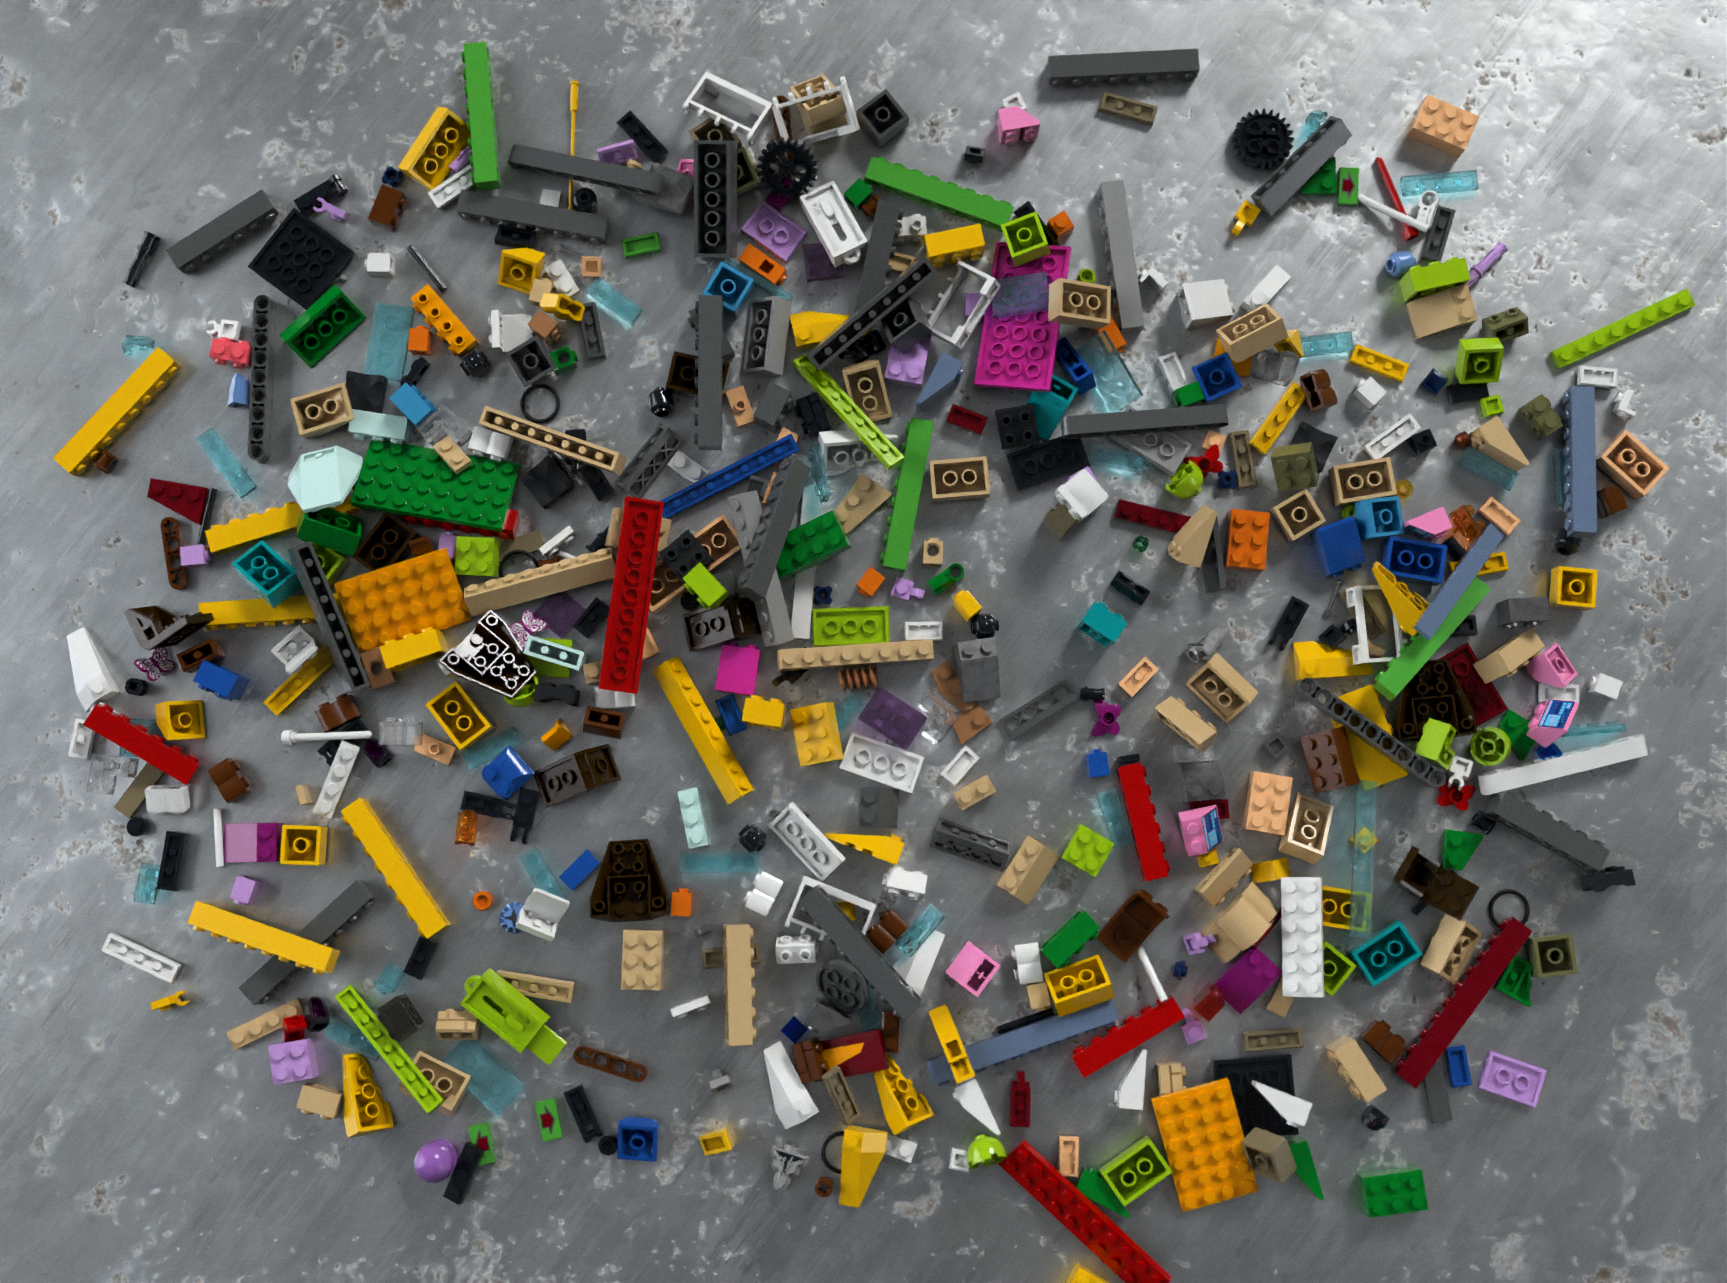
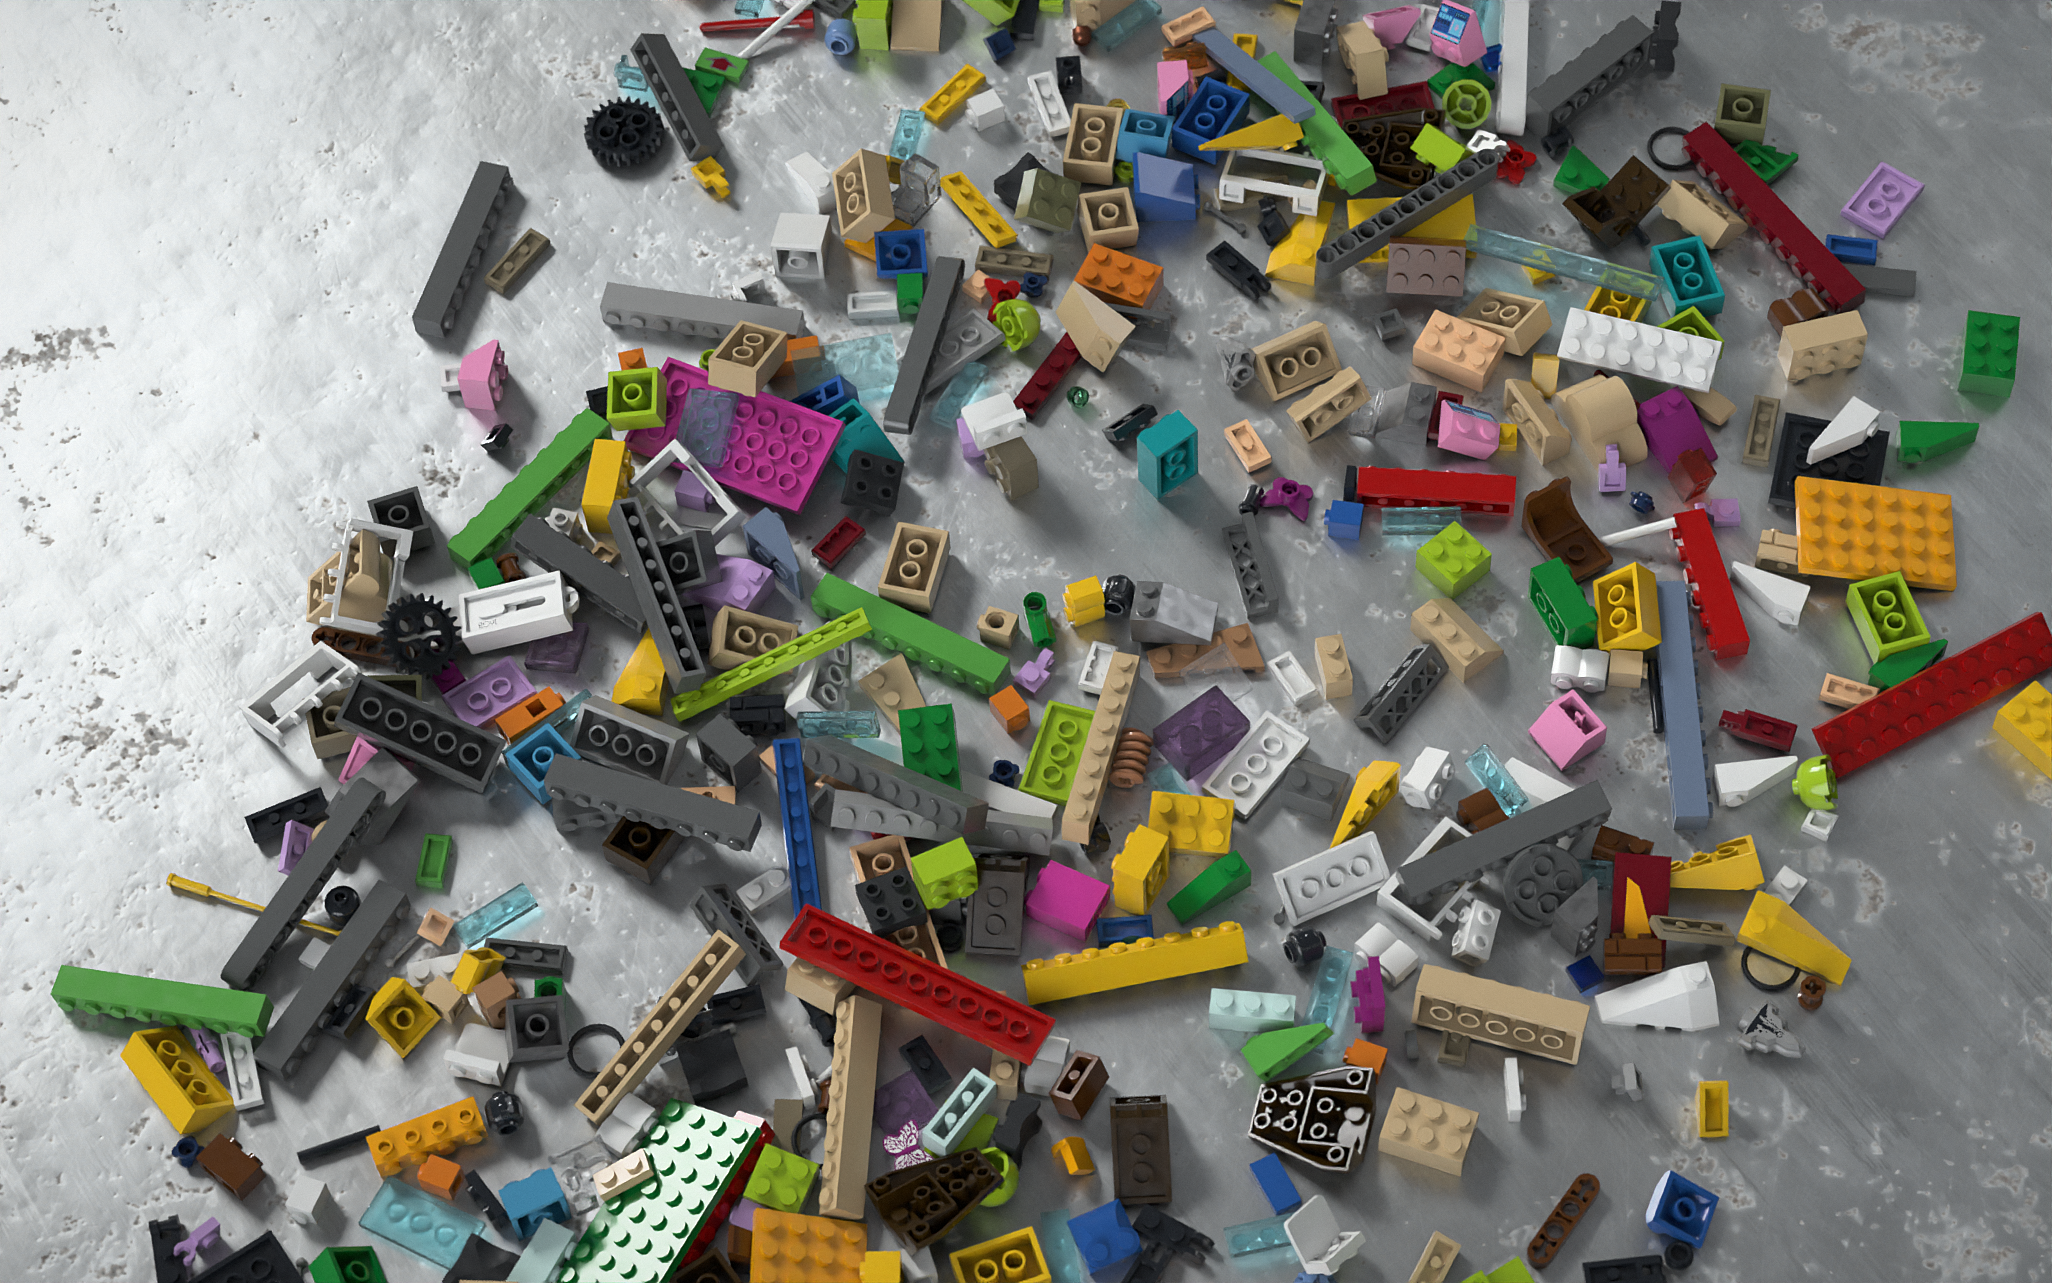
camera: 70 degrees left, 25 degrees down
(660, 402) = (661, 892): black head -> none
(670, 845) = (1279, 1049): none -> bright green slope
(717, 895) = (1370, 997): none -> magenta plate
(776, 761) = (1211, 887): none -> green slope
(951, 1044) = (1658, 774): yellow slope -> none
(1047, 461) = (930, 468): black plate -> none
(1269, 1155) = (1906, 460): dark tan brick -> none
(1318, 390) = (955, 157): reddish brown brick -> none
(1374, 1118) = (1891, 347): black rock -> none

